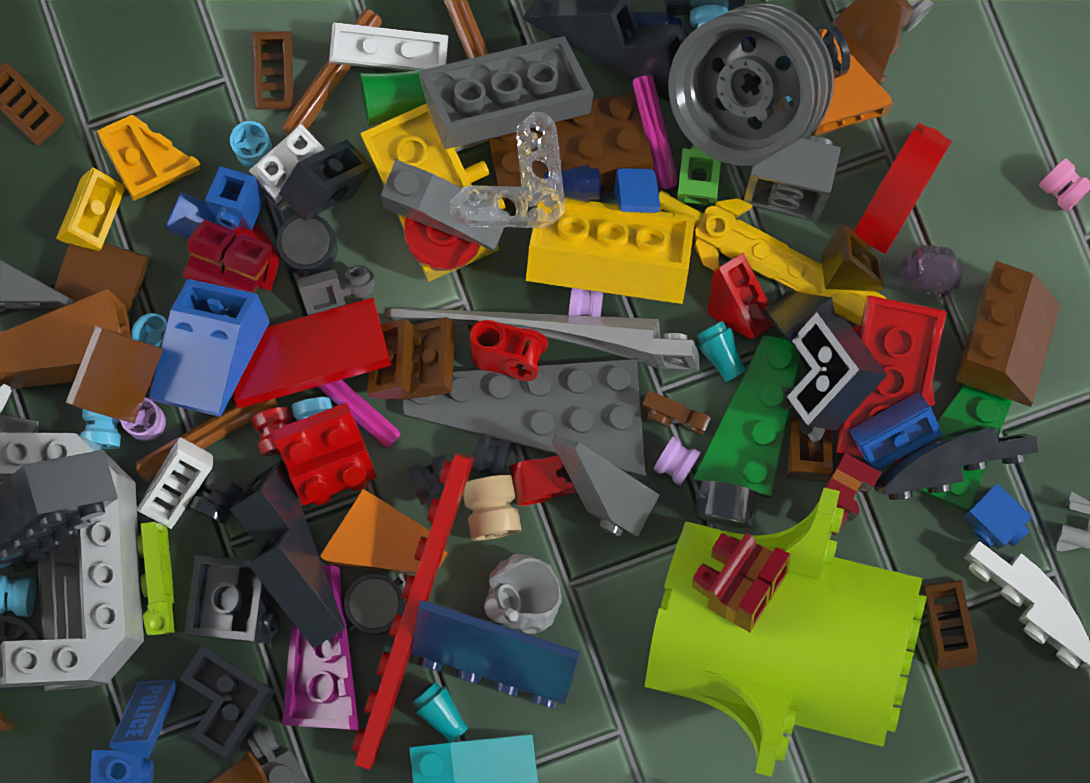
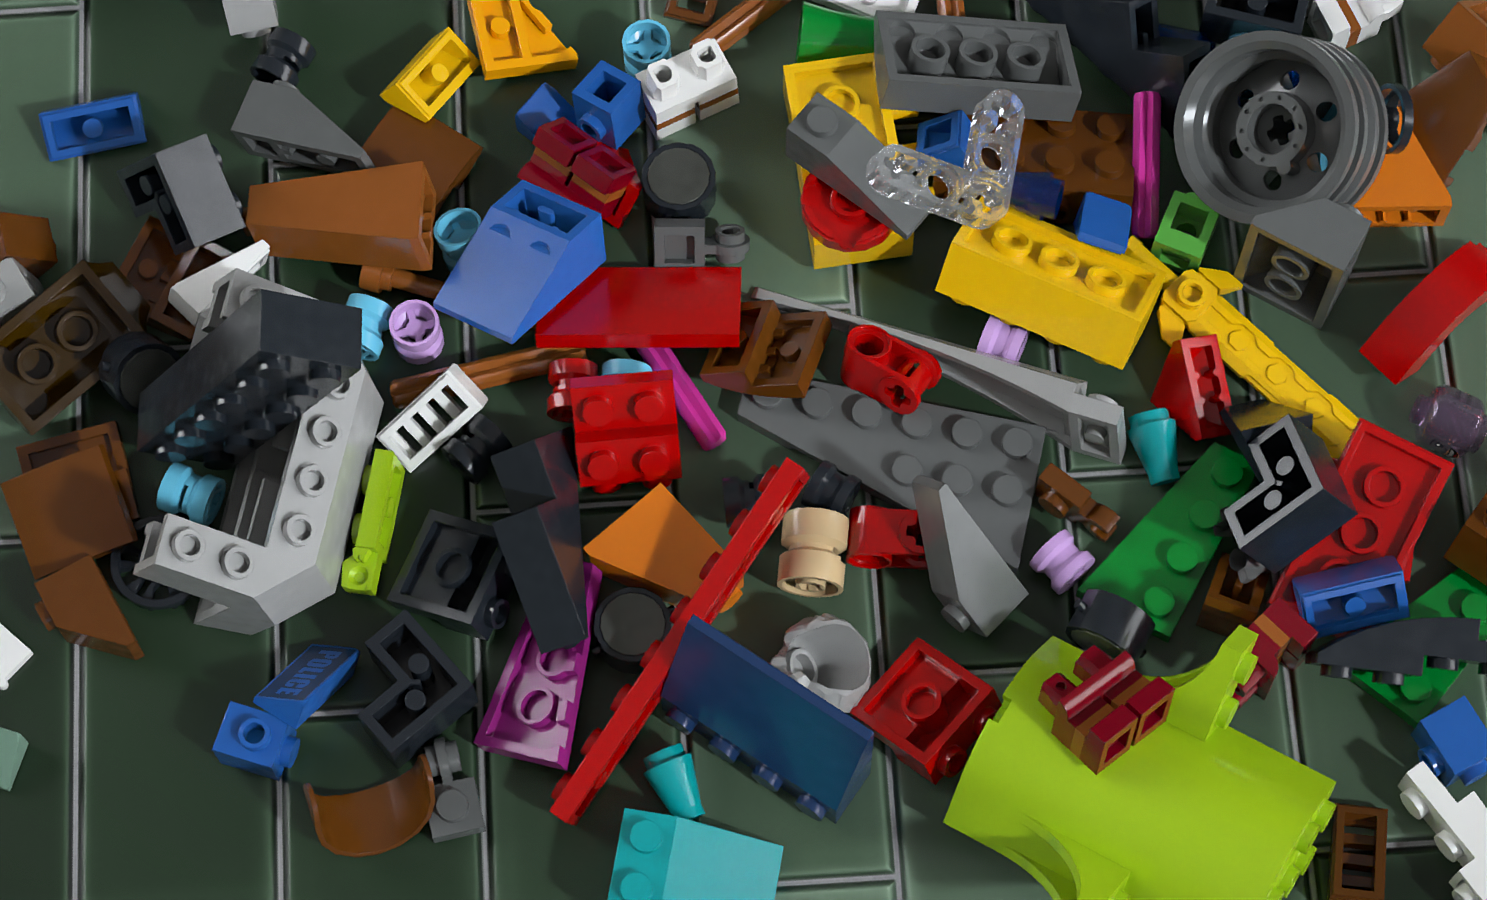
camera: 15 degrees right, 10 degrees down
(114, 375) = (400, 256): reddish brown slope -> none
(325, 179) = (724, 109): black brick -> none
(499, 159) = (945, 137): none -> blue slope
(610, 604) = (928, 710): none -> red plate
(851, 263) = (1348, 381): dark brown slope -> none

